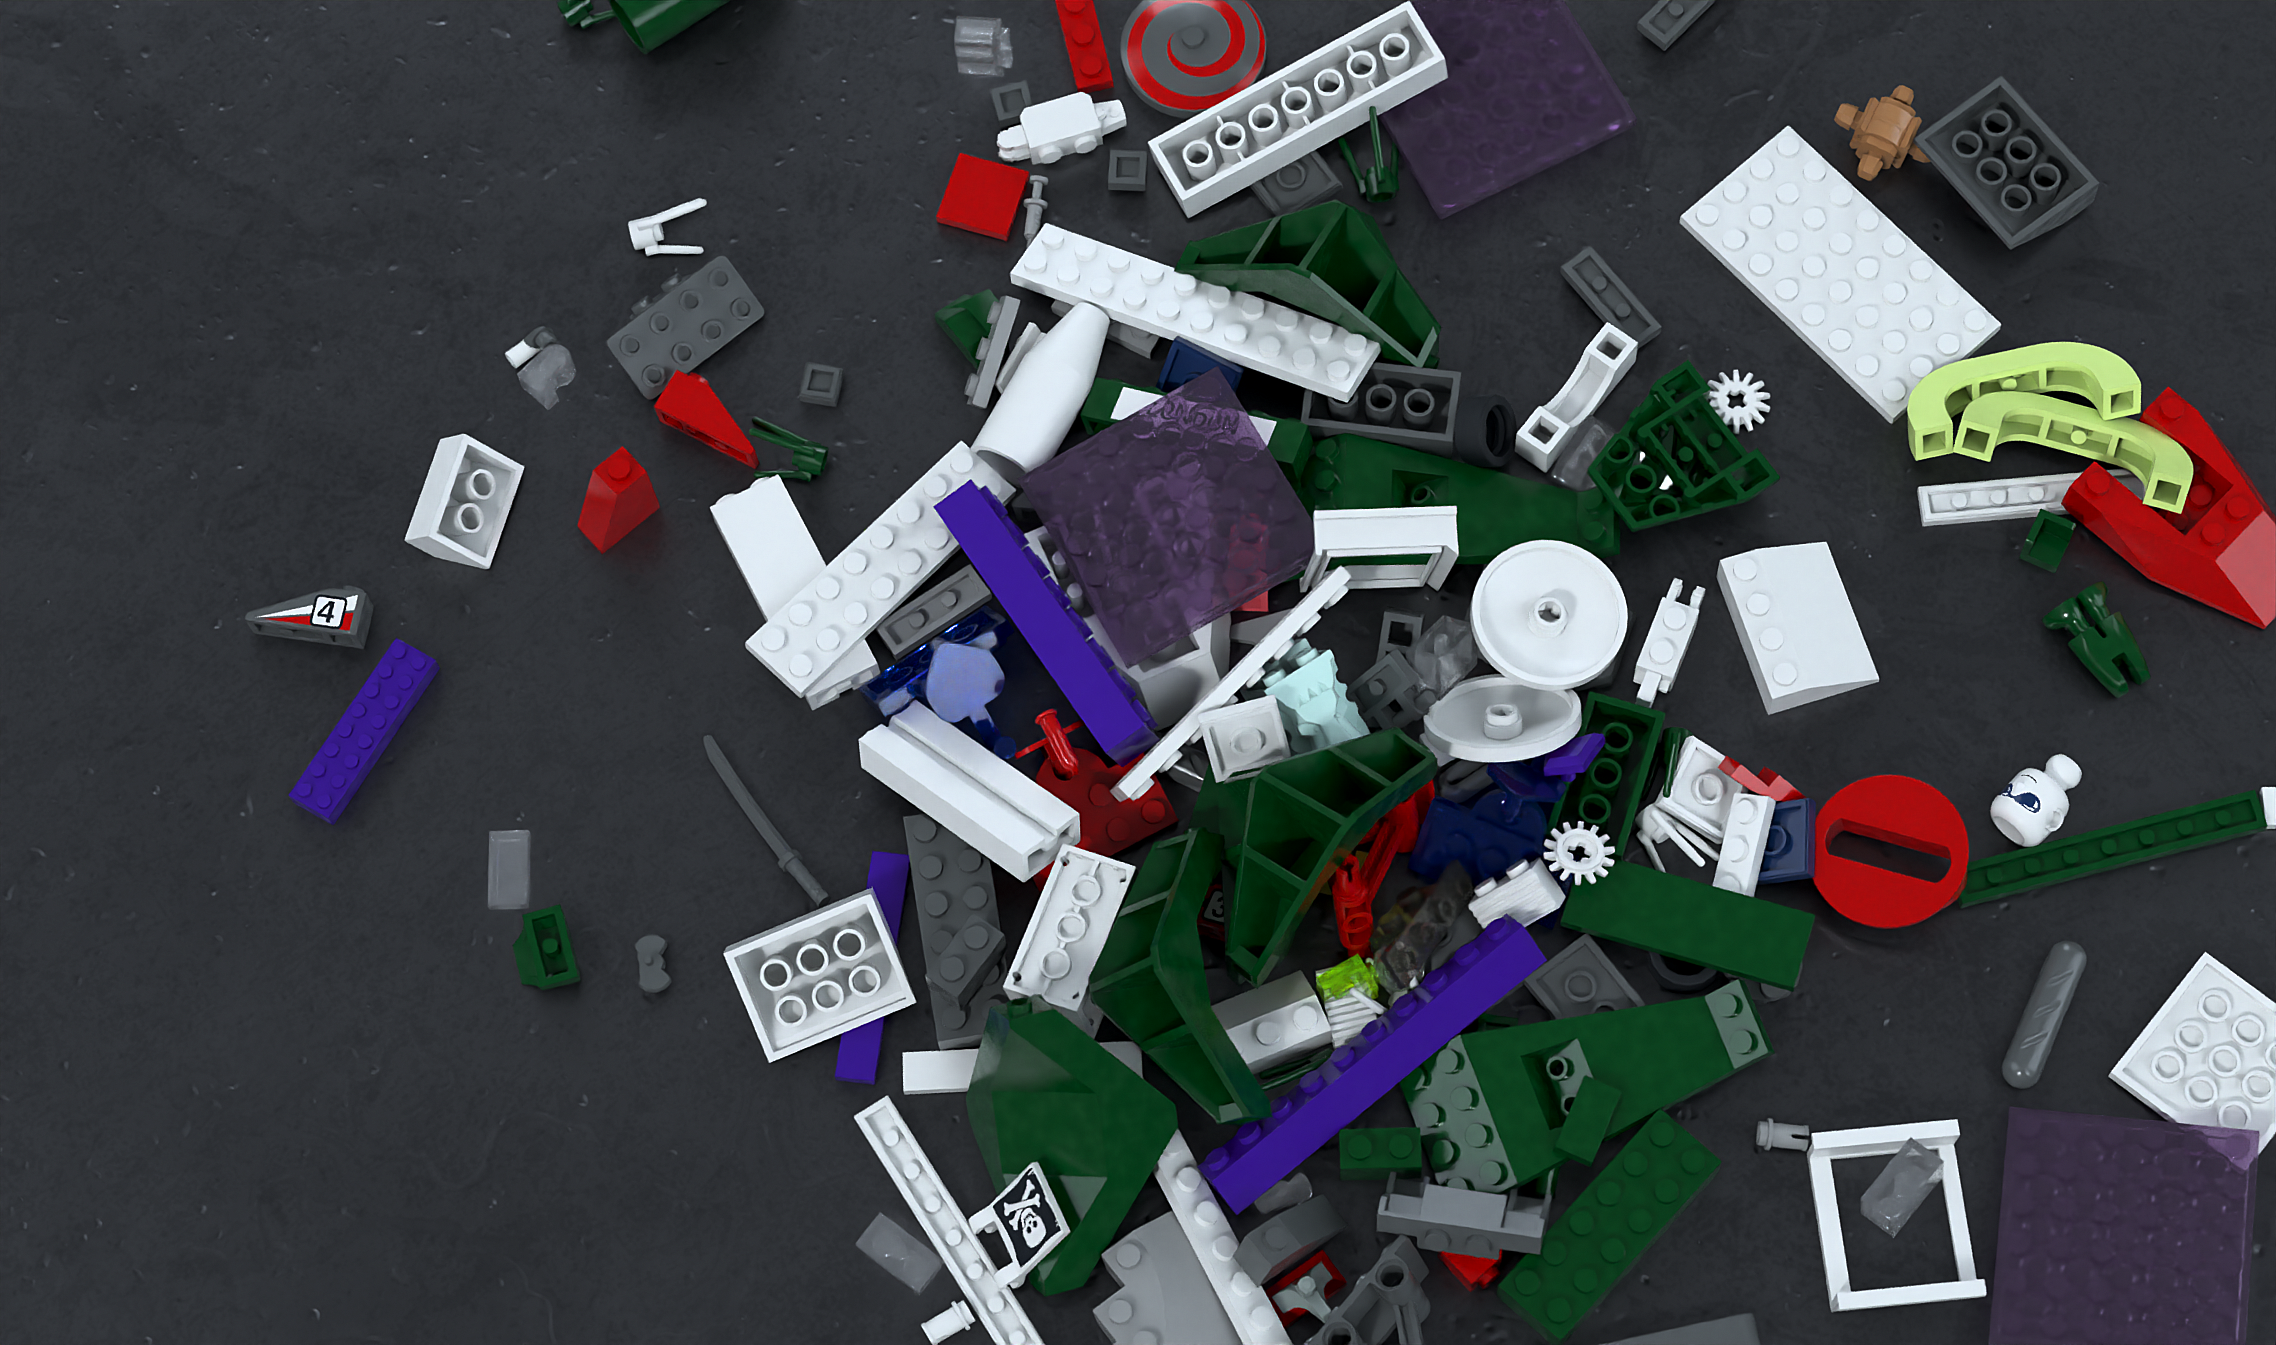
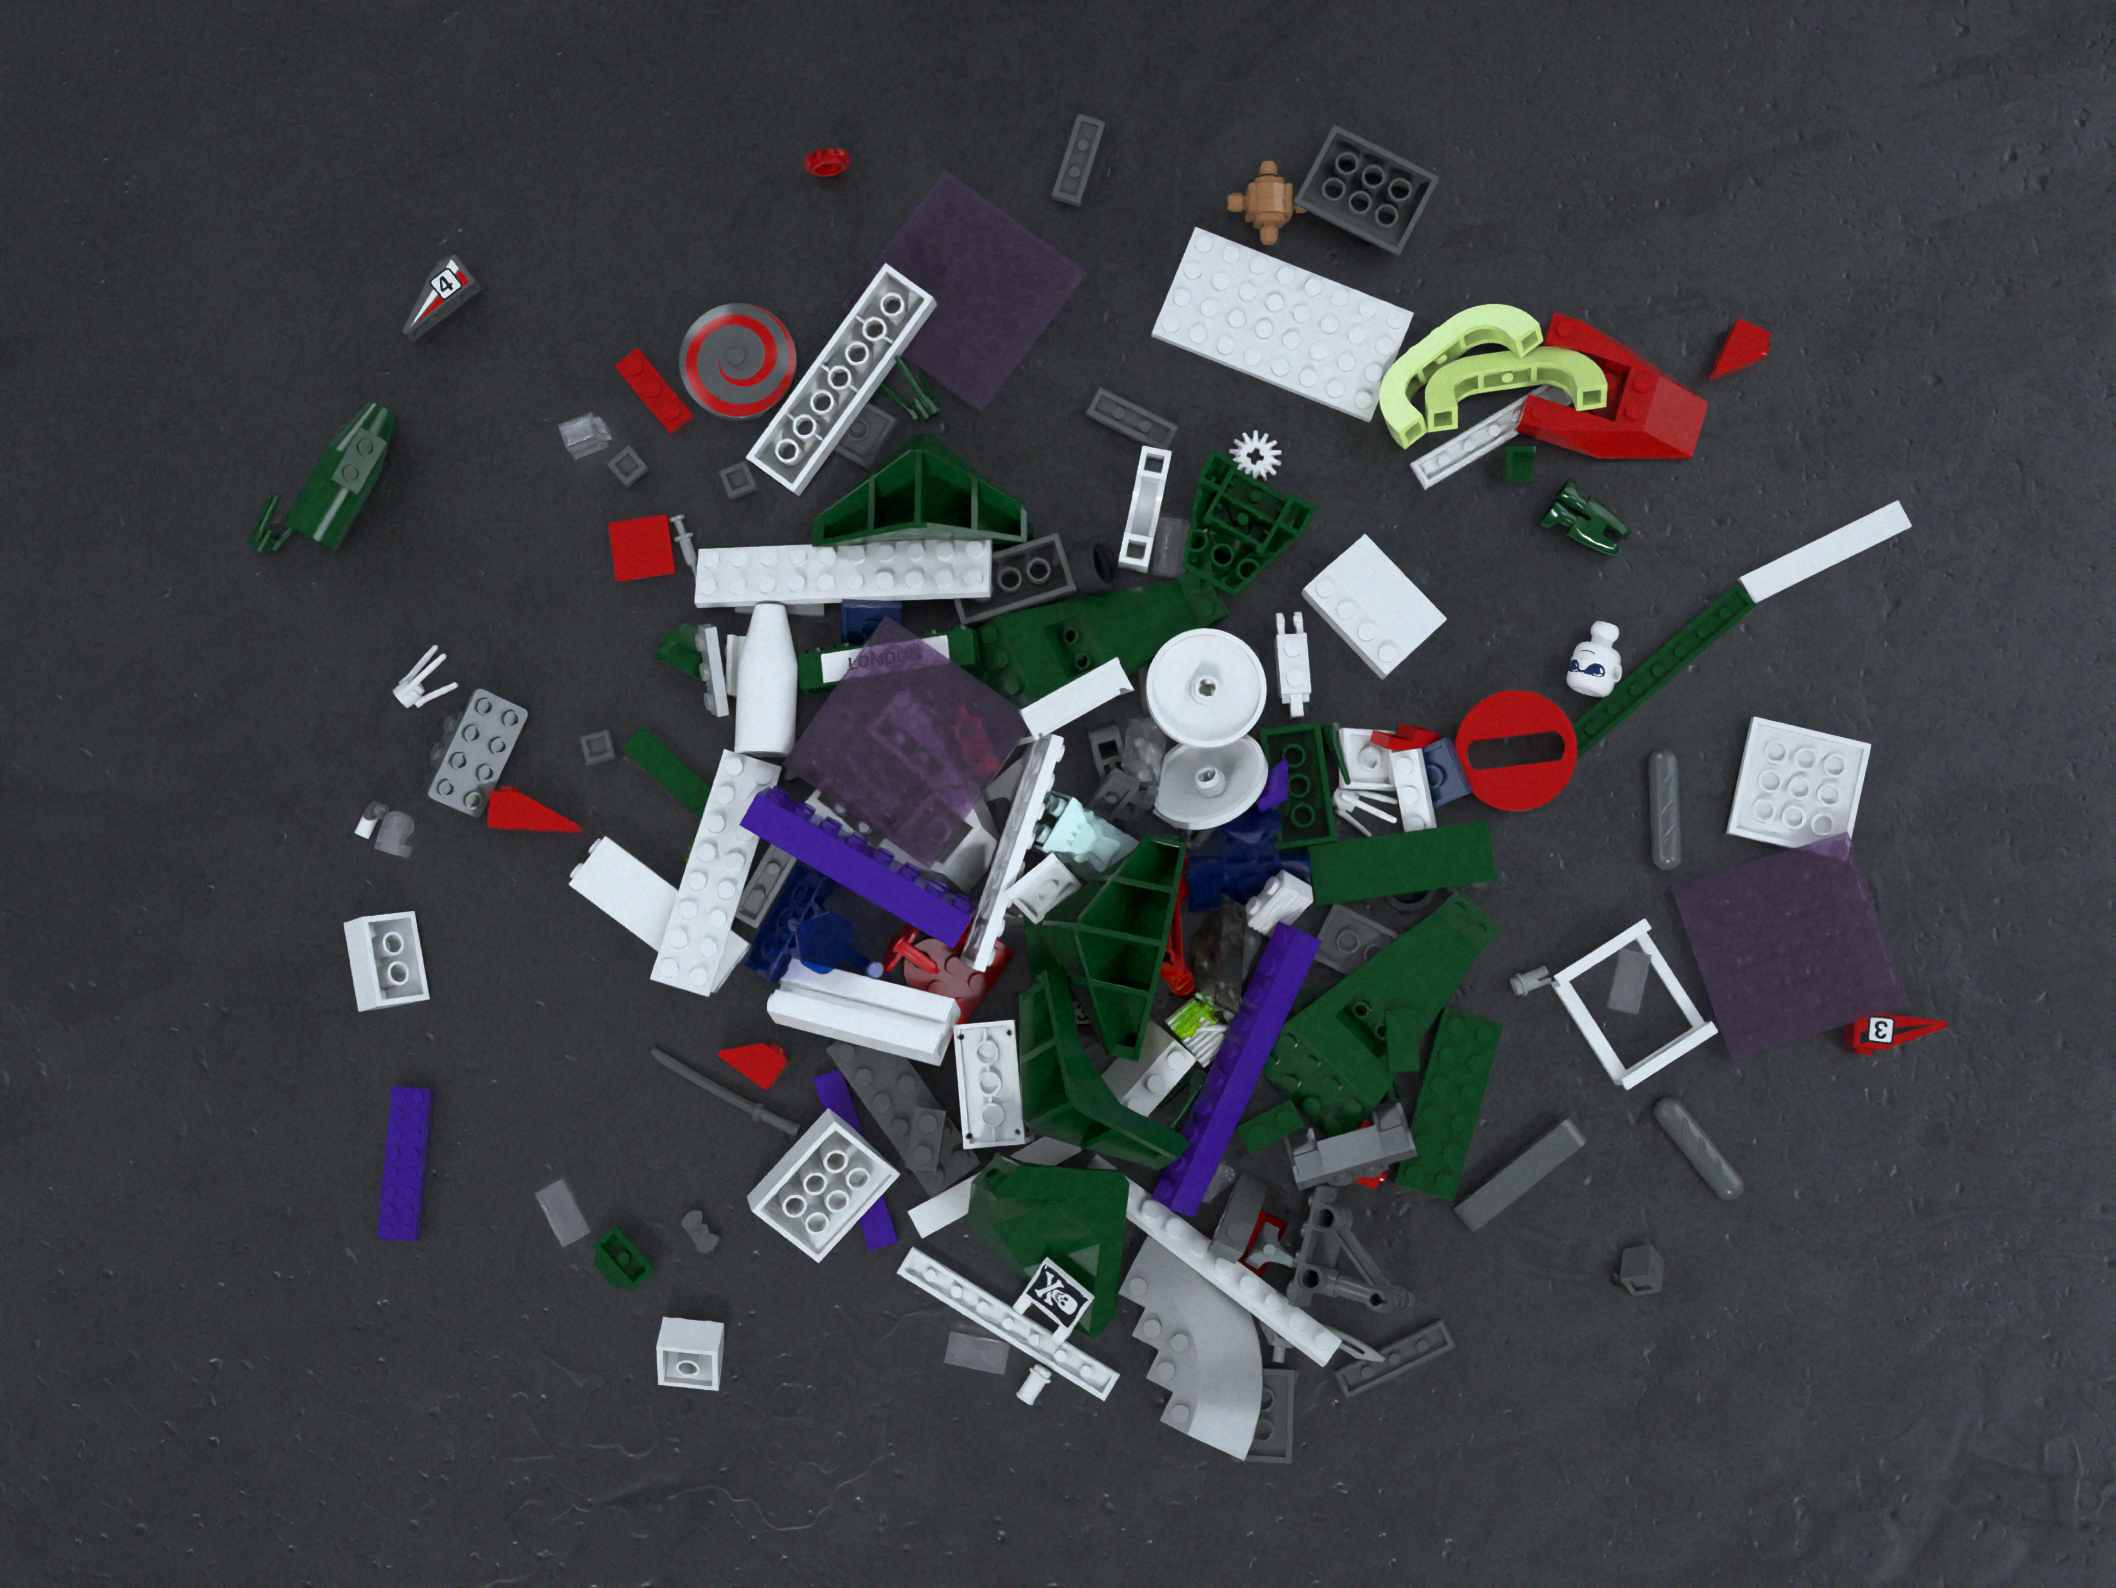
camera: 30 degrees left, 15 degrees up
(319, 617) = (329, 1094): dark grey slope -> none
(567, 1093) = (690, 1353): none -> white slope
(616, 500) = (498, 912): red slope -> none
(807, 455) = (618, 809): dark green plant -> none
(819, 802) = (758, 1062): none -> red slope
(885, 439) = (669, 770): none -> dark green tile
(1060, 129) = (673, 470): white hinge -> none
(1570, 841) = (1317, 846): white gear -> none

